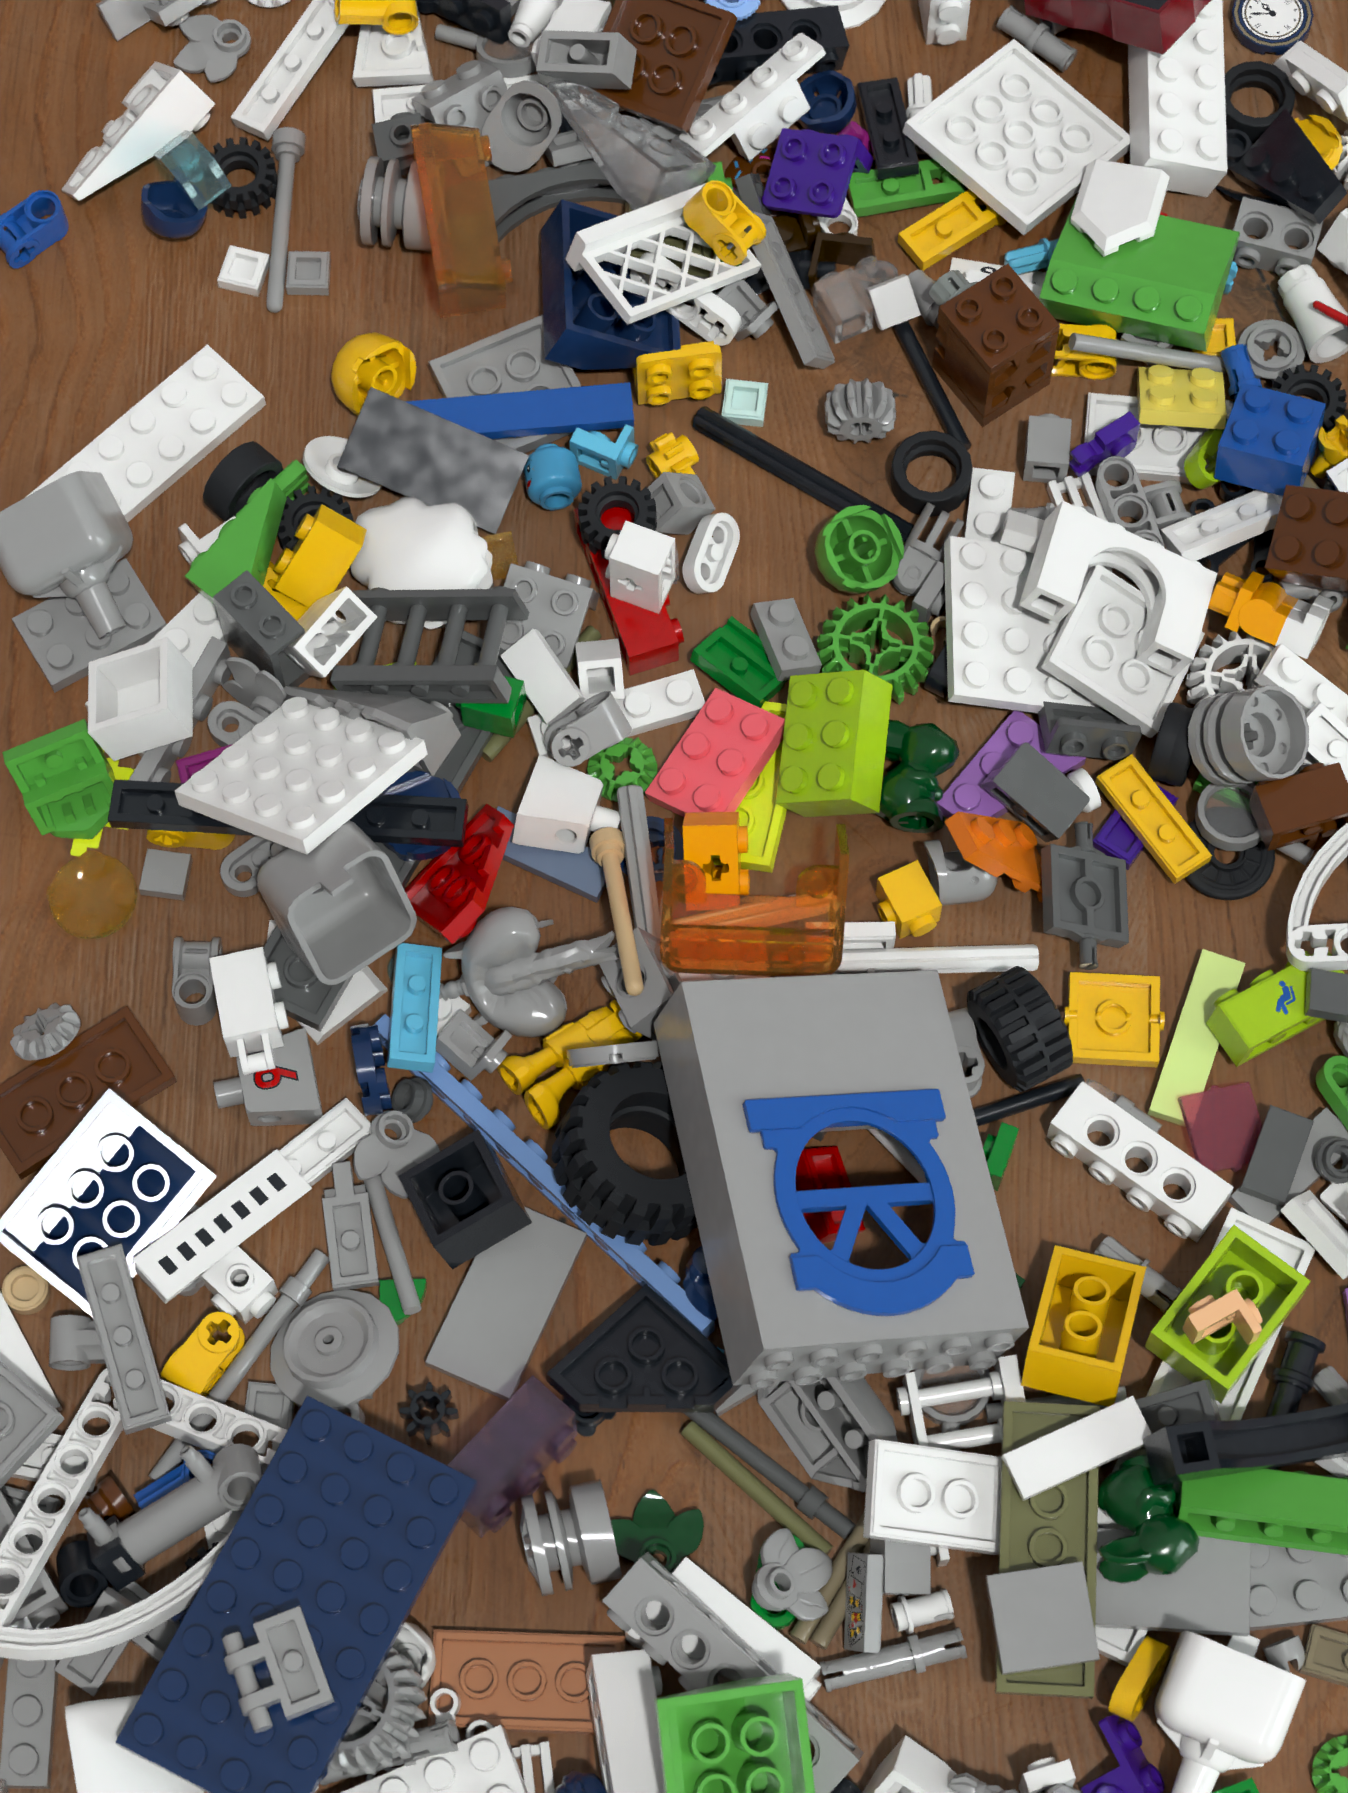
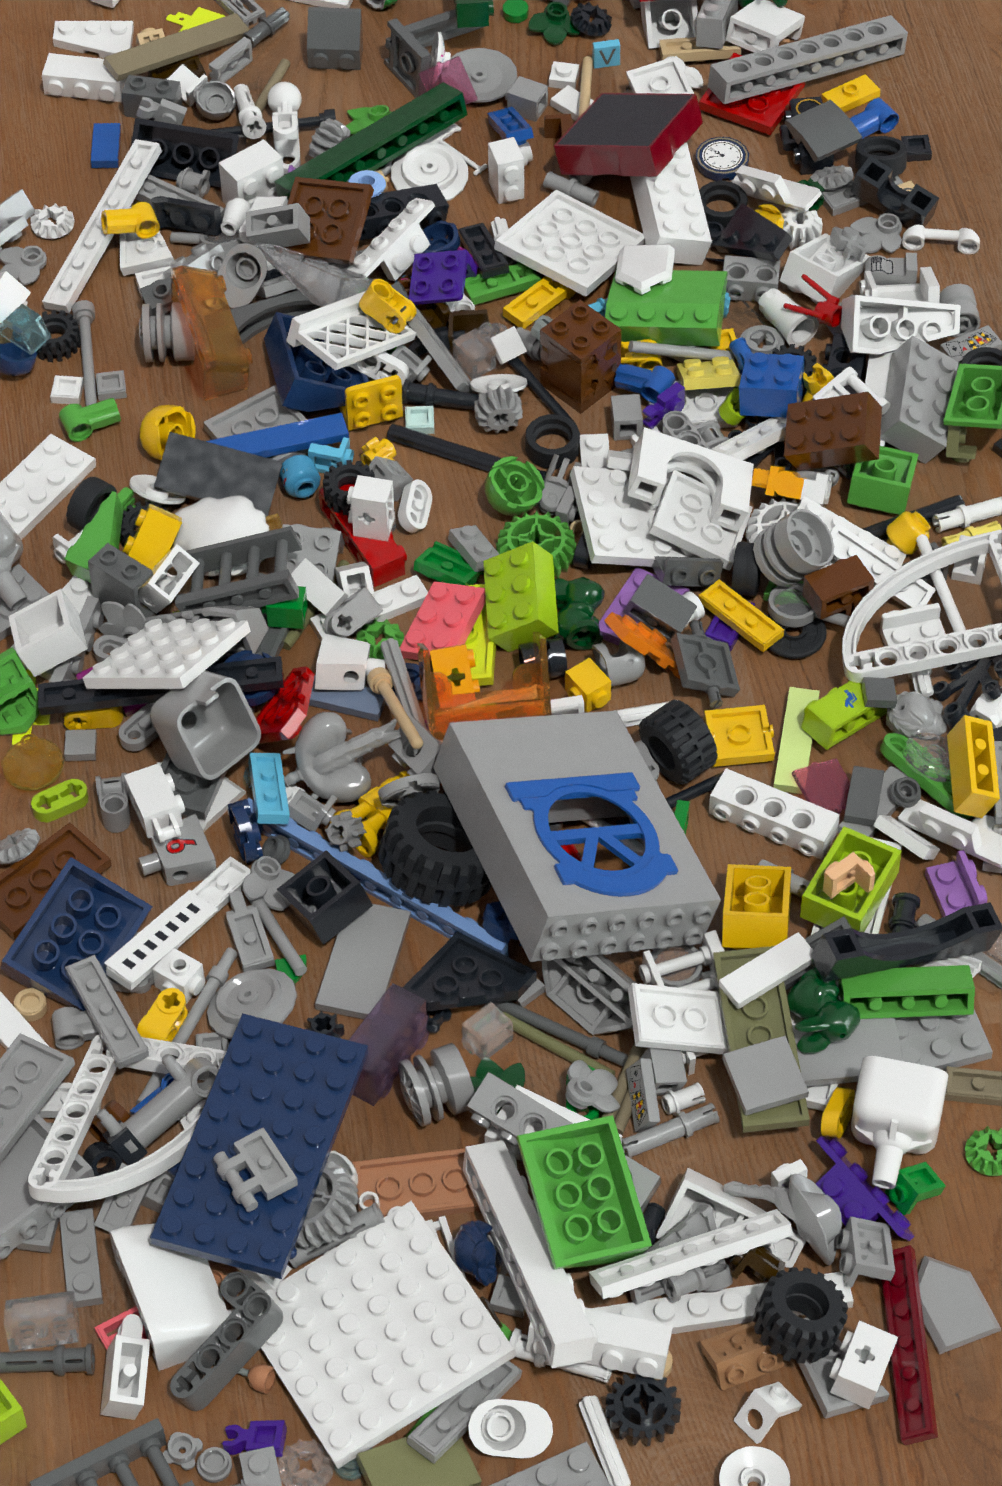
camera: 10 degrees left, 15 degrees down
(121, 962) = (59, 800): none -> lime beam
(255, 329) = (81, 421): none -> bright green piece
(511, 1100) = (345, 831): none -> light grey gear
(659, 1454) = (487, 1031): none -> clear brick
(767, 366) = (431, 395): none -> black pin
(864, 844) = (555, 654): none -> black wheel
(869, 360) = (495, 380): none -> white dish
(1090, 400) = (644, 381): none -> blue piece

